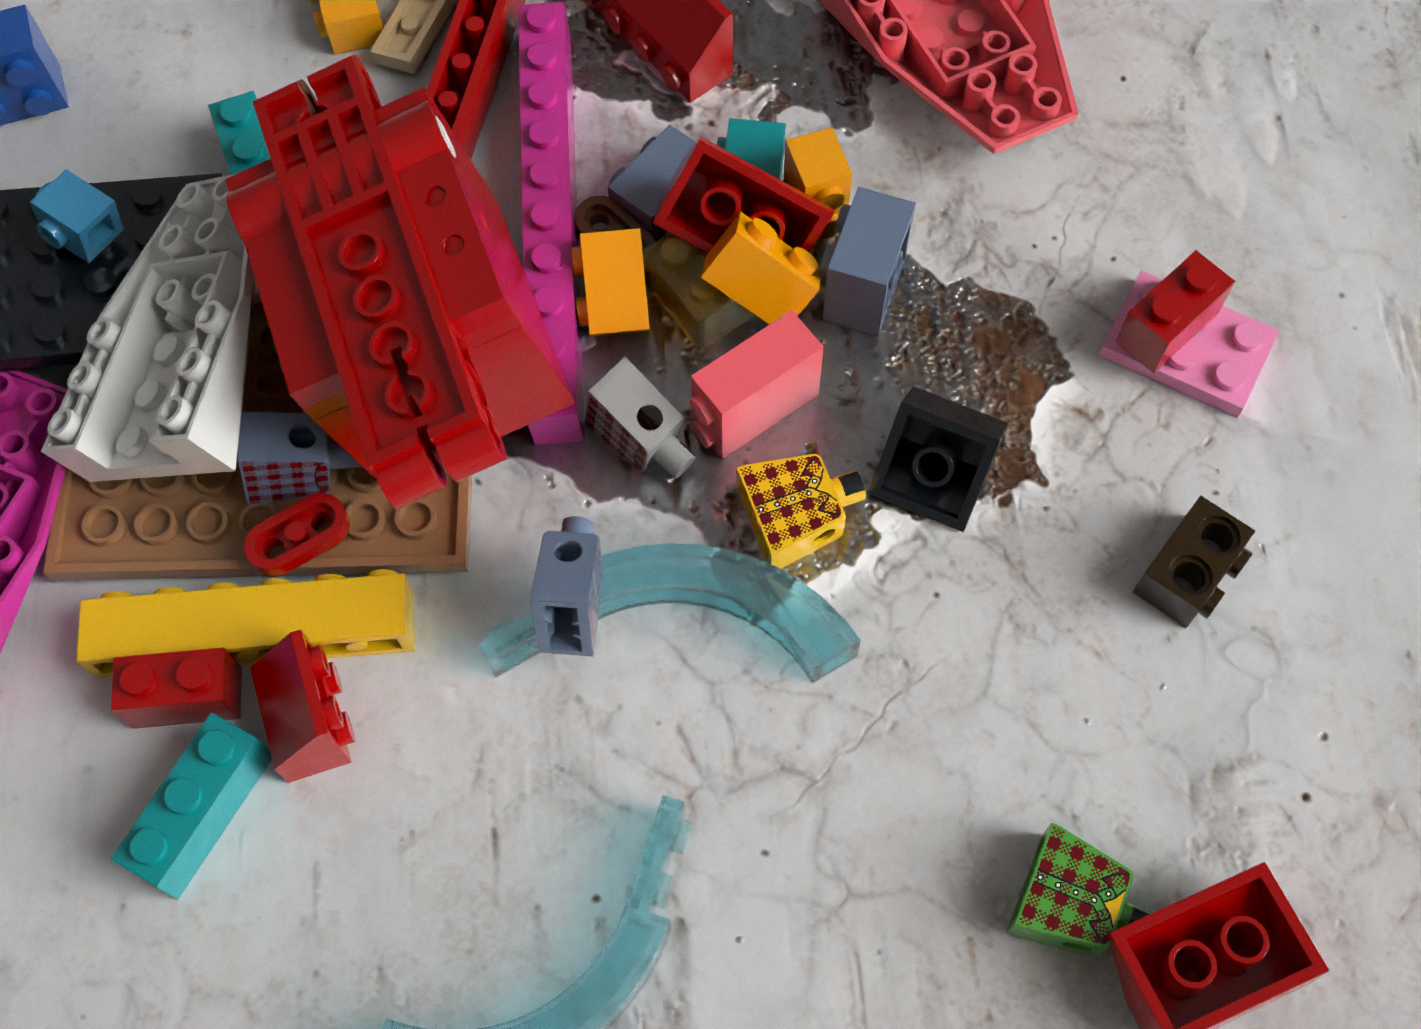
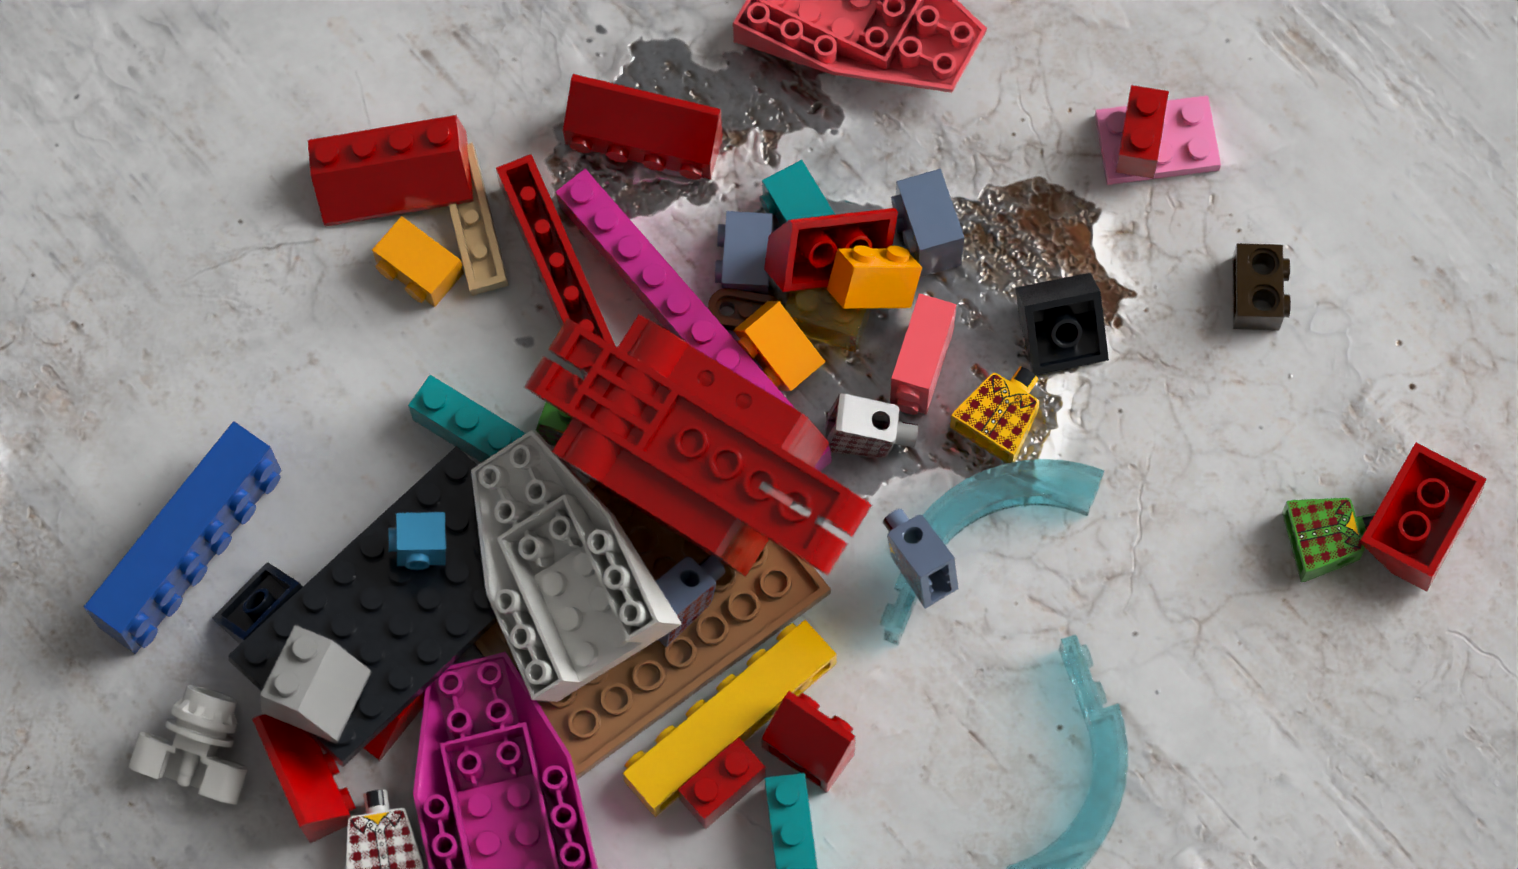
camera: 35 degrees left, 5 degrees up
(297, 533) = (718, 643): red plate -> none
(819, 169) = (855, 186): light orange brick -> none

